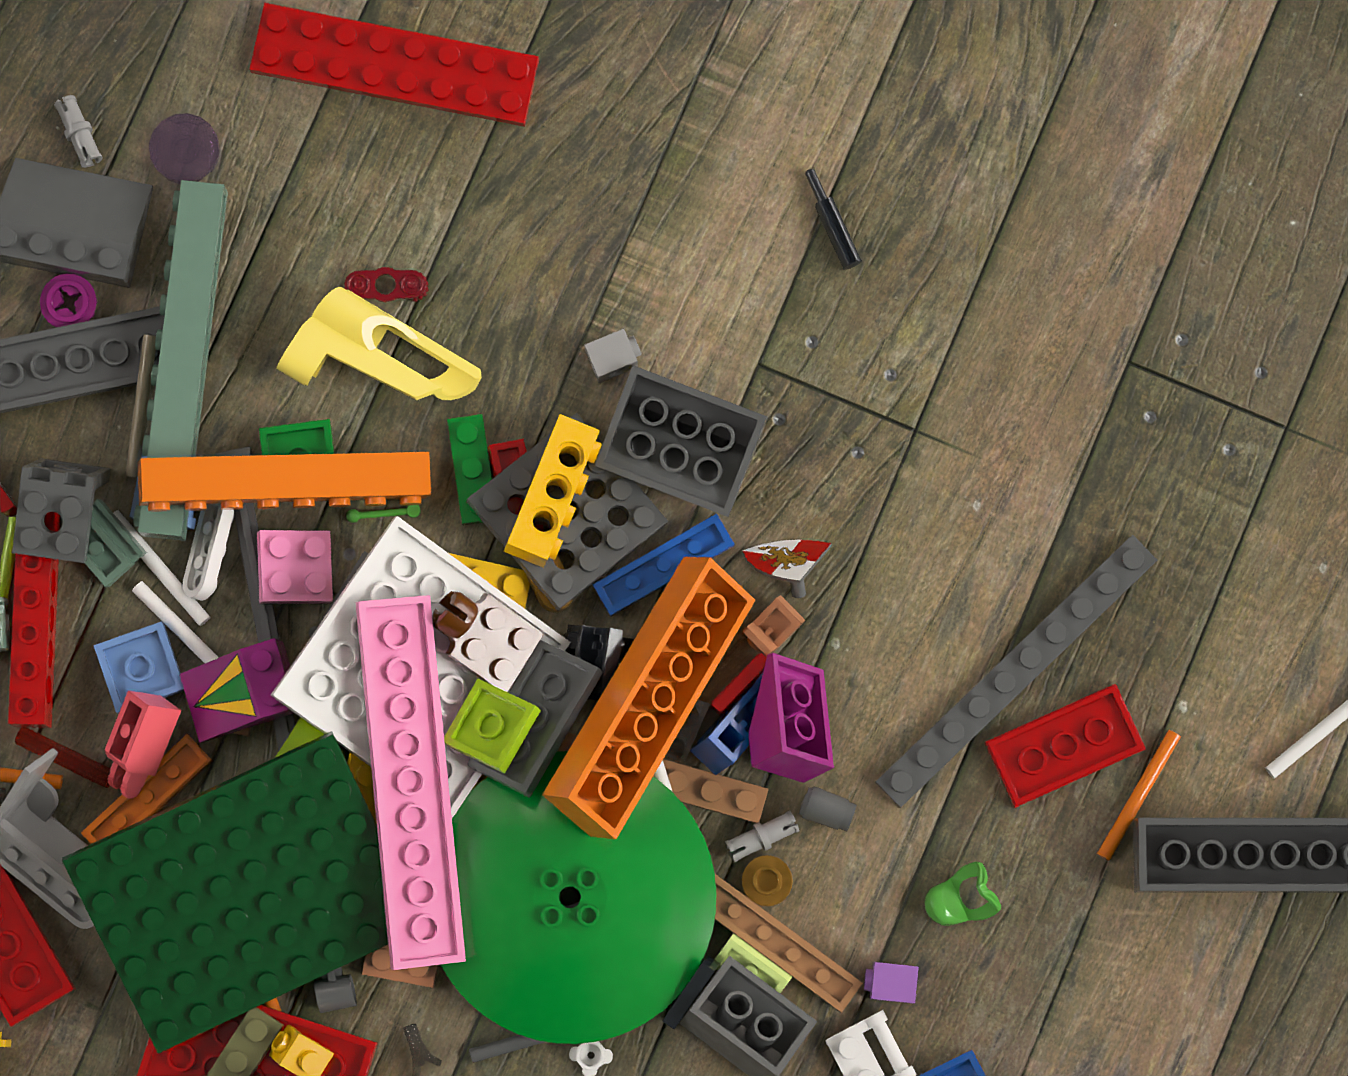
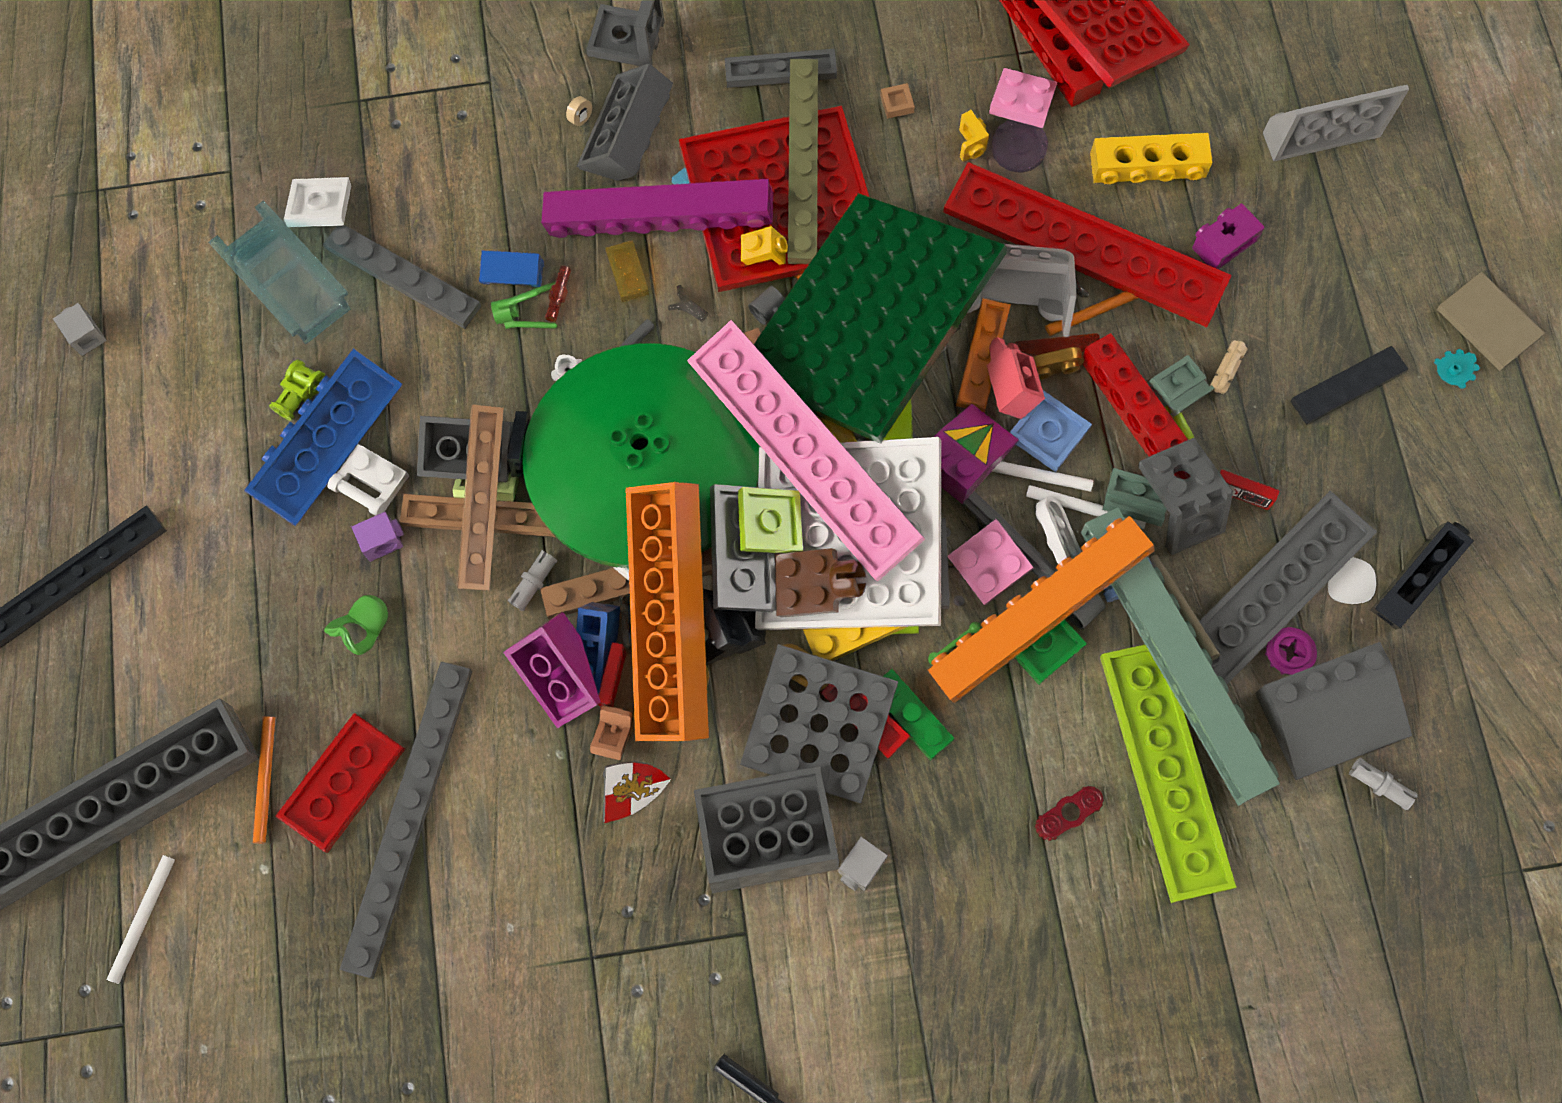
camera: 150 degrees right, 10 degrees down
(70, 730) = (1060, 361): none -> pearl gold plate
(184, 148) = (1295, 822): clear purple tile -> none
(270, 263) = (1167, 776): none -> lime plate
(352, 330) = (1072, 751): light yellow panel -> none
(394, 64) = (1186, 997): red plate -> none
(567, 437) = (835, 671): yellow brick -> none
(657, 567) = (723, 729): blue plate -> none
(765, 948) = (480, 497): none -> medium nougat plate
(767, 880) = (511, 554): pearl gold piece -> none
(827, 809) = (494, 627): dark grey piece -> none

